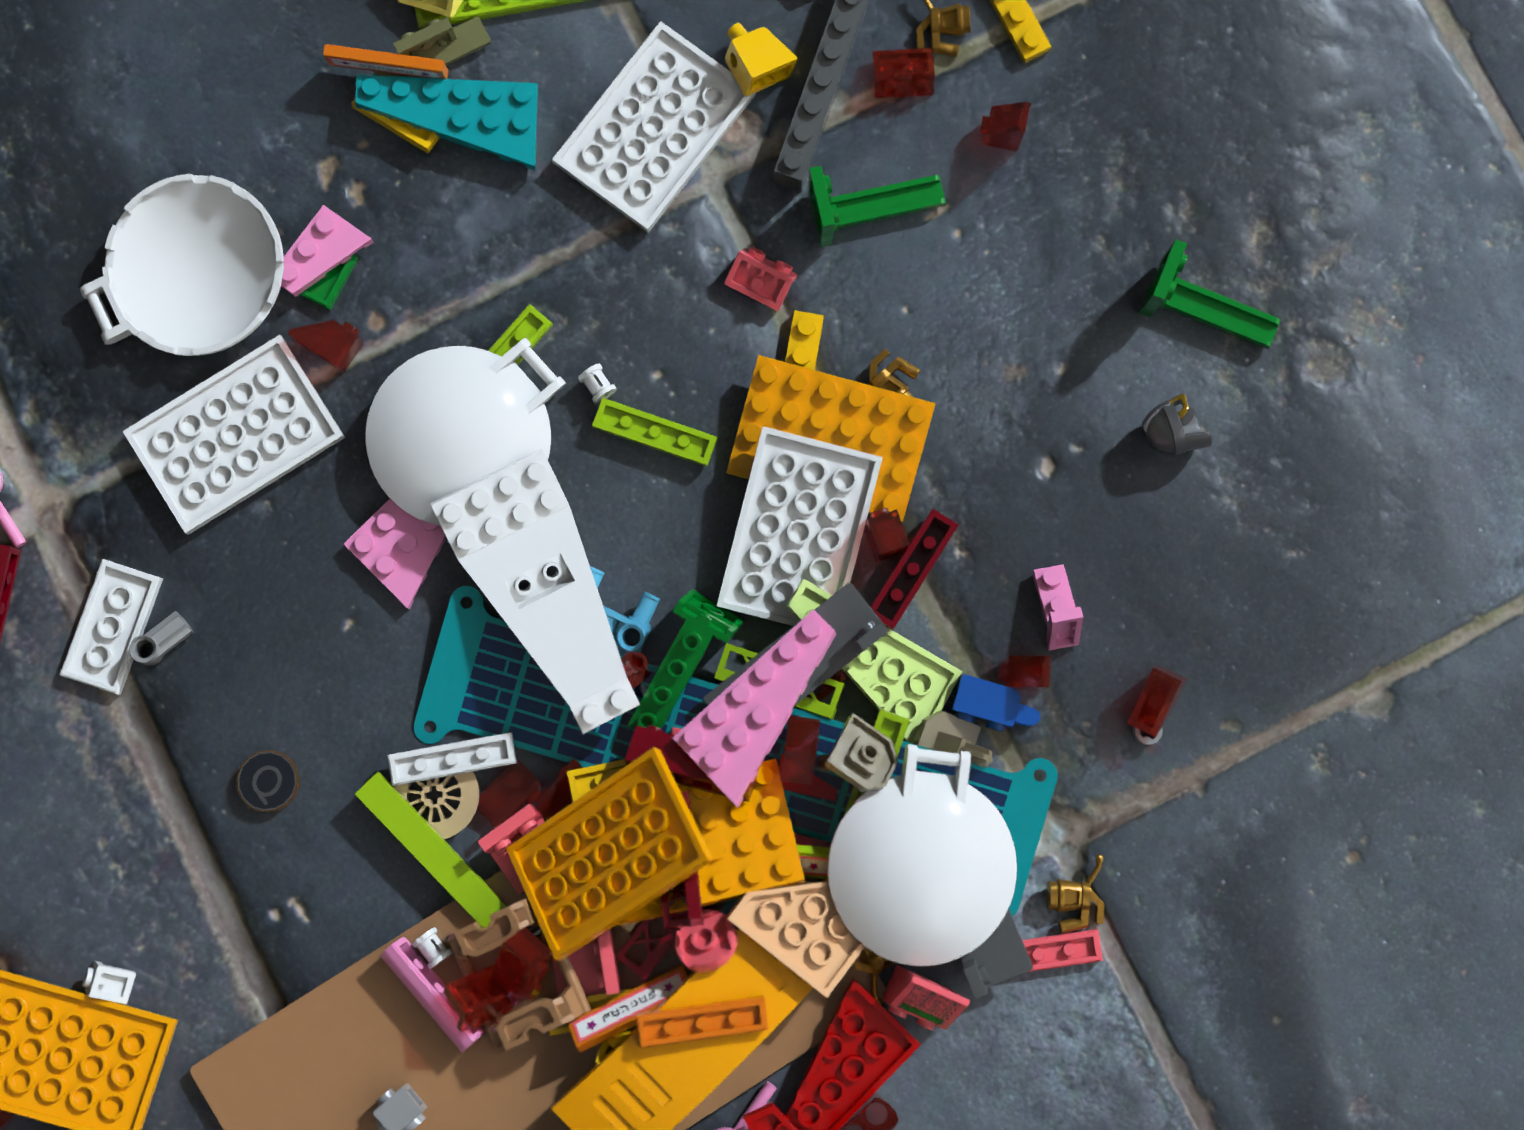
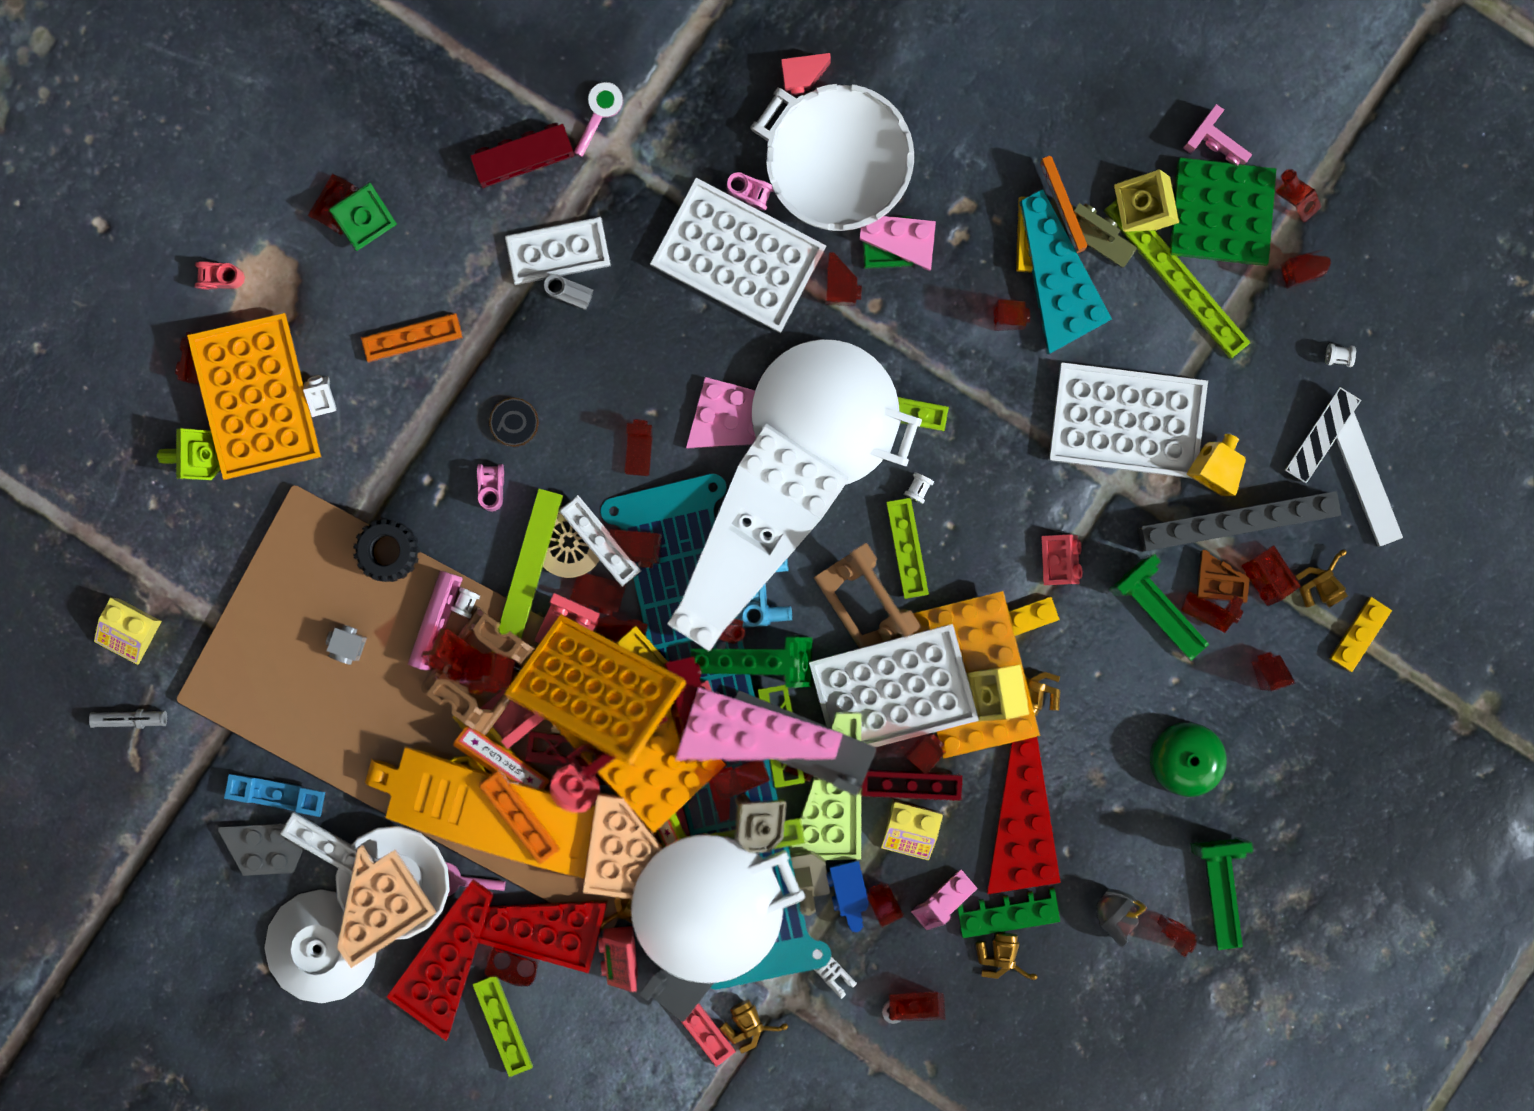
camera: 60 degrees right, 5 degrees up
(80, 253) = (803, 72): none -> coral slope
(108, 842) = (411, 337): none -> orange tile
(173, 381) = (751, 190): none -> bright pink piece
(295, 1004) = (365, 550): none -> black tyre
(316, 845) = (490, 480): none -> bright pink piece
(376, 659) = (638, 448): none -> clear red bracket
(469, 184) = (1010, 315): none -> clear red slope
(484, 717) = (640, 546): none -> clear red slope
(641, 503) = (851, 567): none -> medium nougat piece
(865, 418) = (999, 693): none -> light yellow slope
(878, 126) = (1219, 580): none -> dark orange wing
(910, 153) = (1213, 614): none -> clear red bracket
(961, 598) = (911, 830): none -> light yellow slope
(1032, 481) = (1024, 834): none -> red wing
(1043, 281) = (1172, 755): none -> green cylinder
(1068, 773) = (831, 972): none -> white hinge
(1111, 547) = (1009, 916): none -> green hinge
(1147, 572) = (1005, 951): none -> pearl gold piece
(1240, 373) = (1180, 933): none -> clear red bracket

